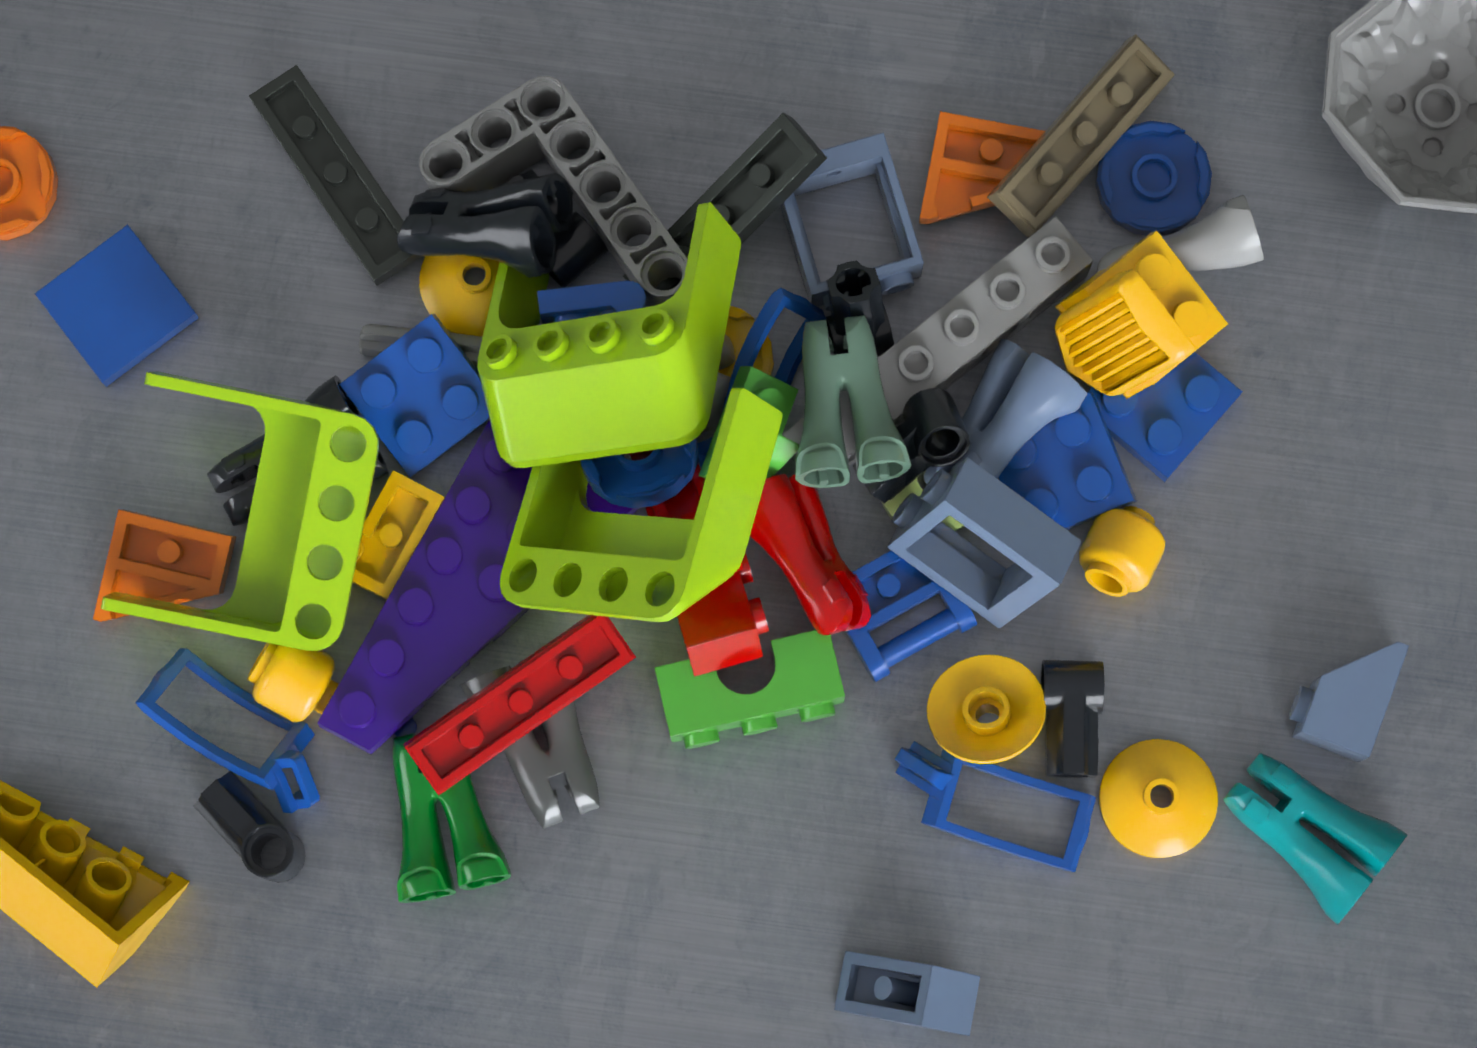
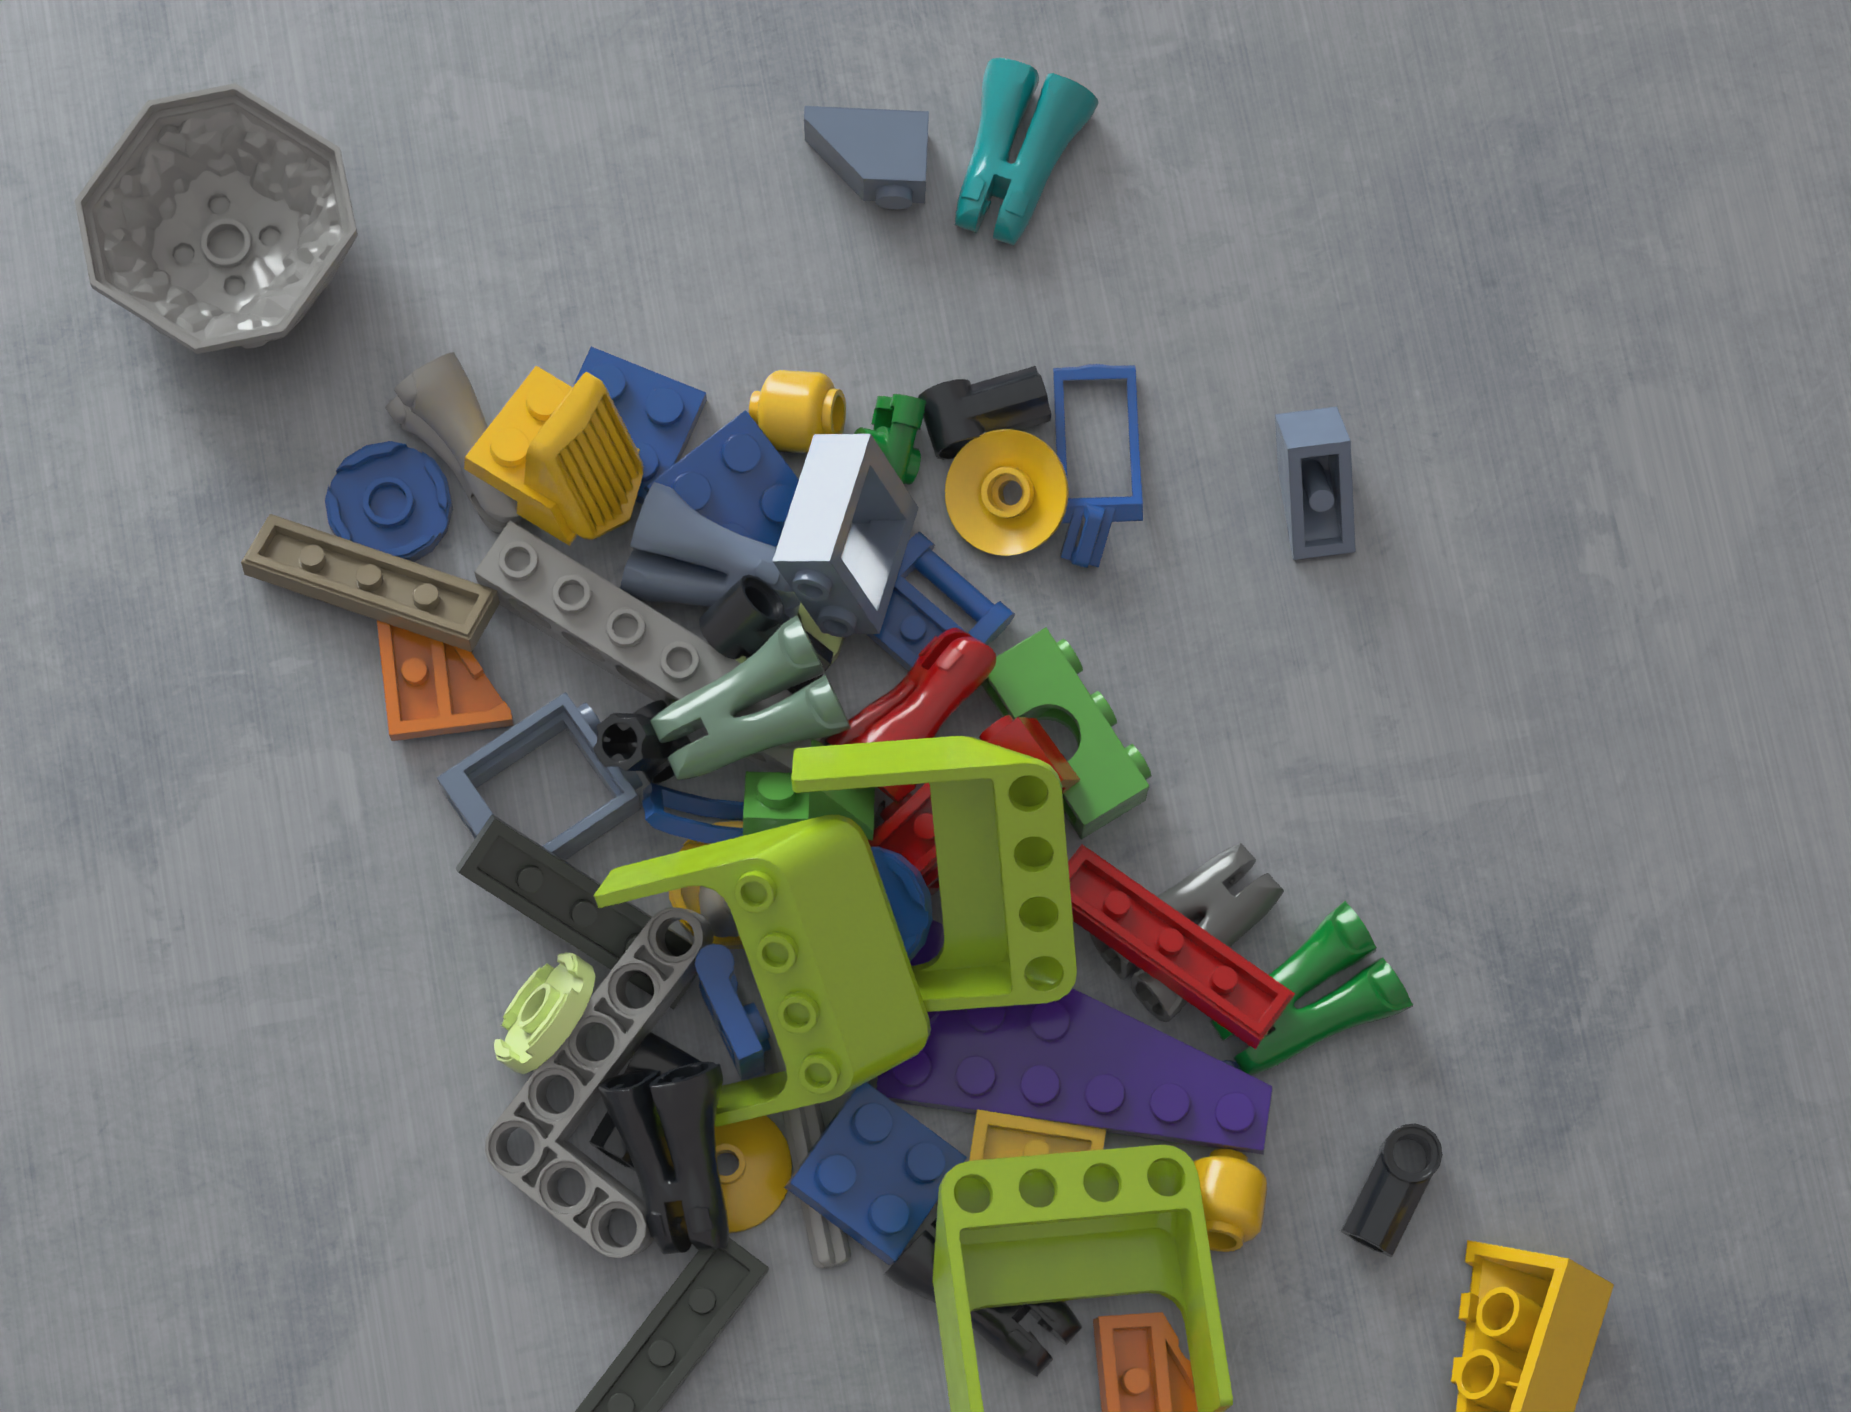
camera: 115 degrees left, 5 degrees down
(270, 775) = (1305, 1177): blue sword -> none
(647, 162) = (545, 1013): none -> yellowish green tile
(1060, 619) = (895, 431): none -> green plate
(1133, 816) = (1026, 336): yellow dish -> none

